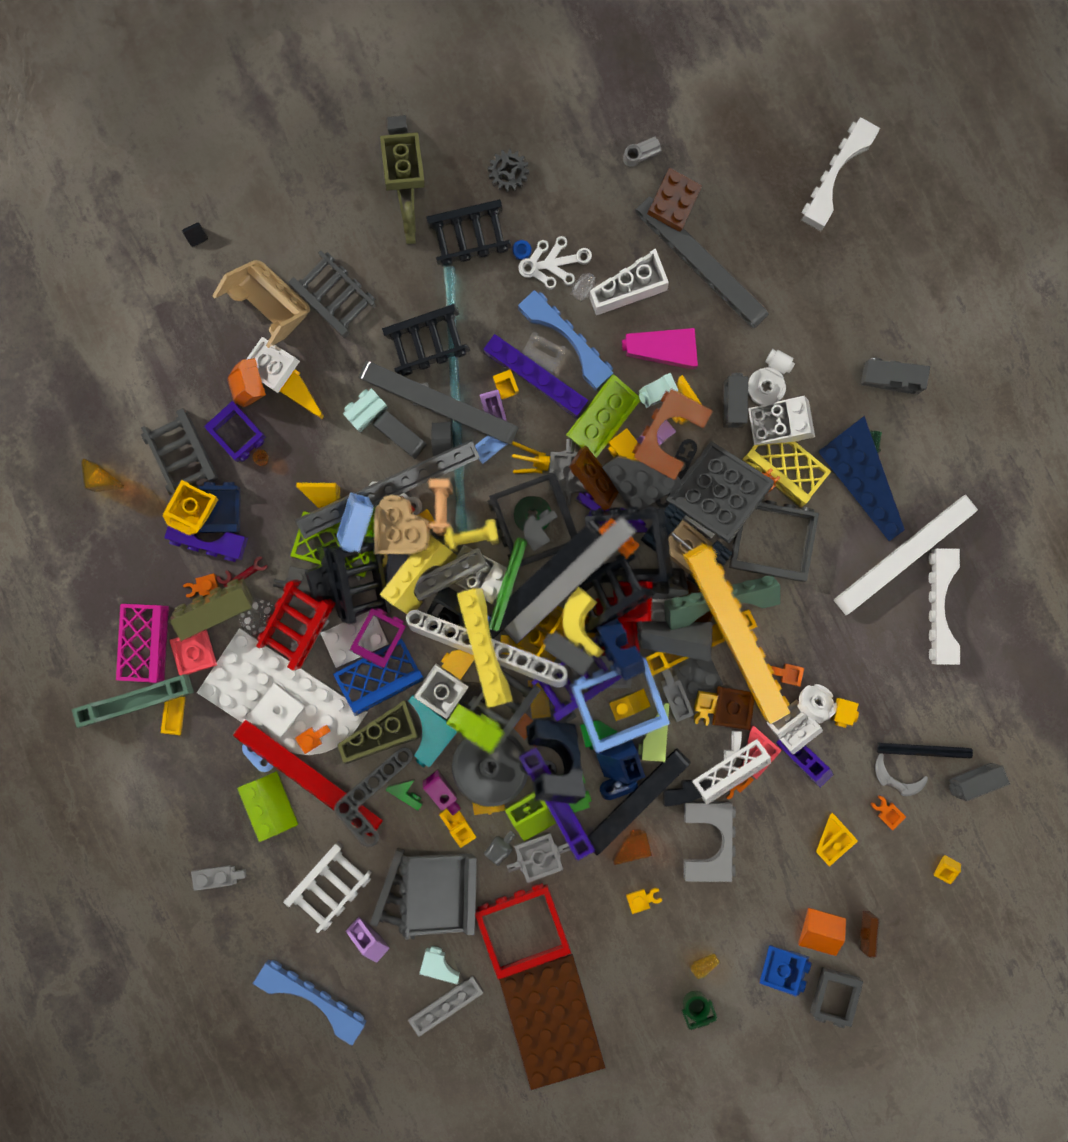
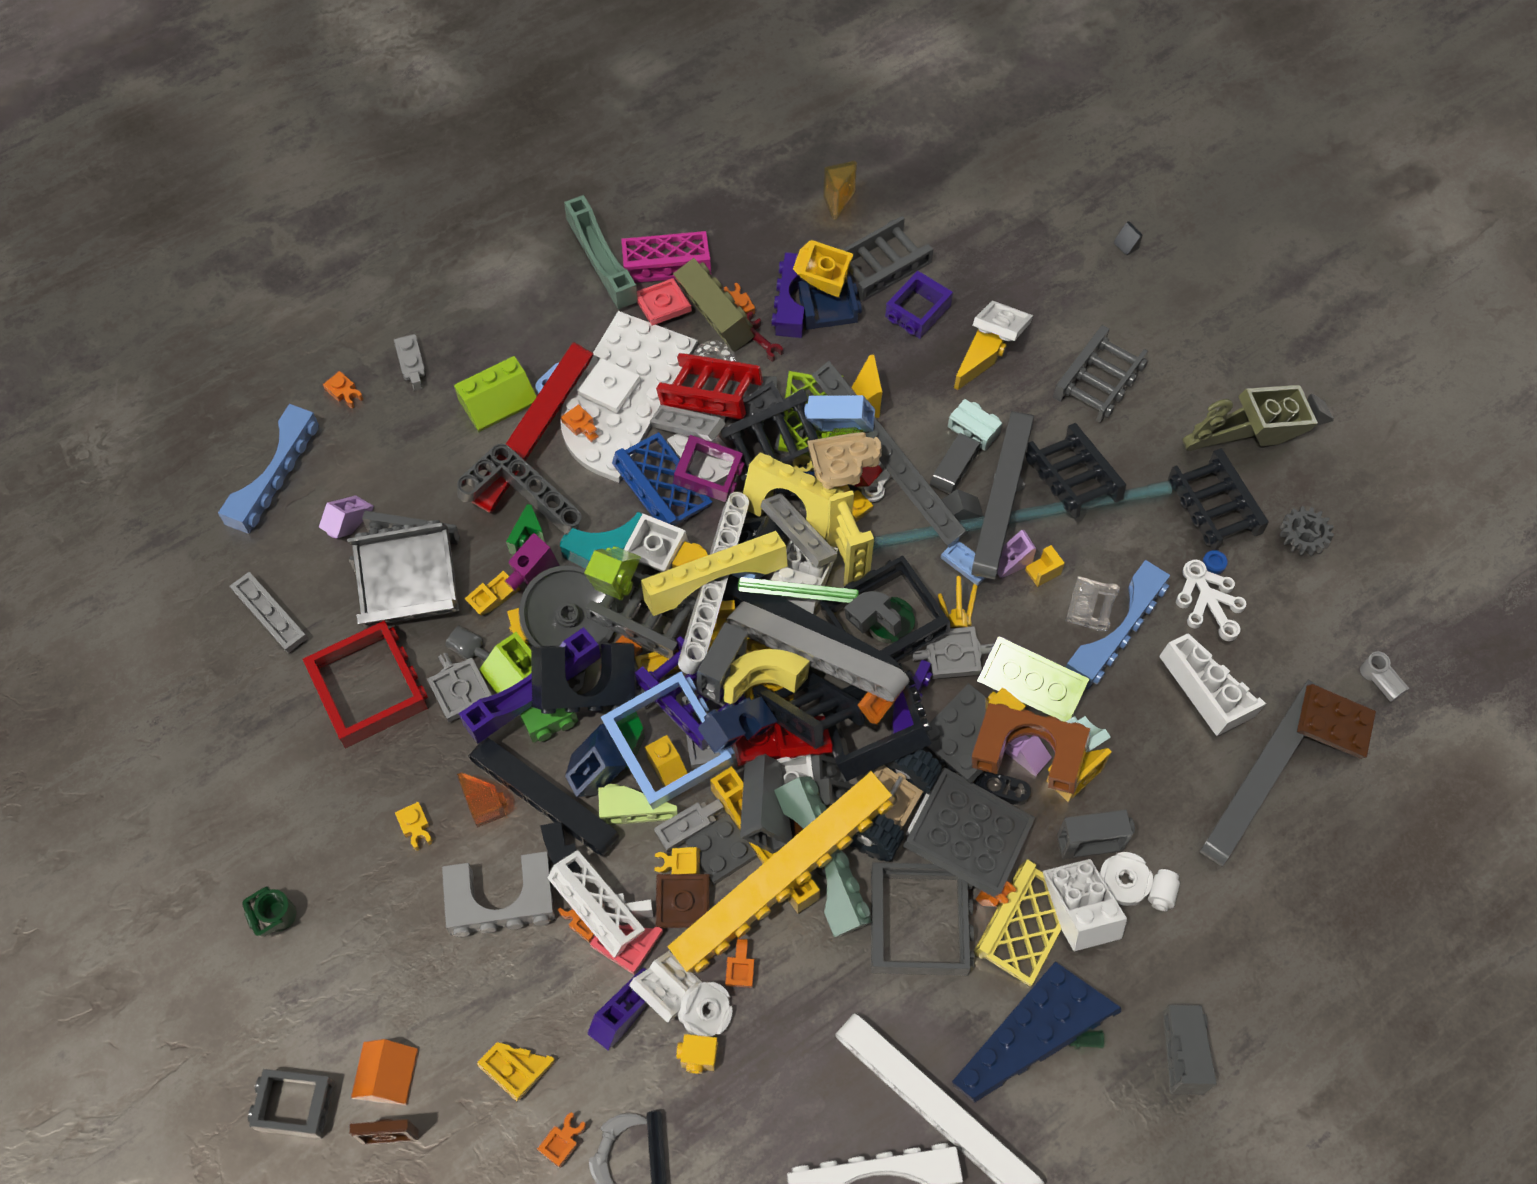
camera: 85 degrees right, 25 degrees down
(173, 716) = (588, 296): yellow tile -> none
(236, 938) = (342, 387): none -> orange plate
(246, 383) = (977, 298): orange slope -> none
(261, 454) = (898, 333): clear orange hinge -> none
(268, 294) = (1089, 307): tan windscreen -> none
(310, 884) = (410, 446): white fence -> none
(331, 649) = (687, 422): none -> light grey plate
(385, 732) = (594, 494): olive wedge -> none
(435, 966) = (316, 594): light aqua arch -> none
(442, 489) = (899, 496): light nougat fence -> none
(537, 376) = (1064, 593): dark purple arch -> none
(552, 1022) = (250, 738): reddish brown plate -> none
(582, 286) = (1198, 632): clear brick -> none
(594, 478) = (953, 669): reddish brown plate -> none
(618, 789) = (556, 764): dark blue plate -> none
(663, 347) = (1142, 741): dark pink slope -> none
(704, 966) = (329, 914): clear yellow cone -> none
(785, 970) = (326, 1025): blue plate -> none
(859, 141) = (1499, 950): white arch -> none

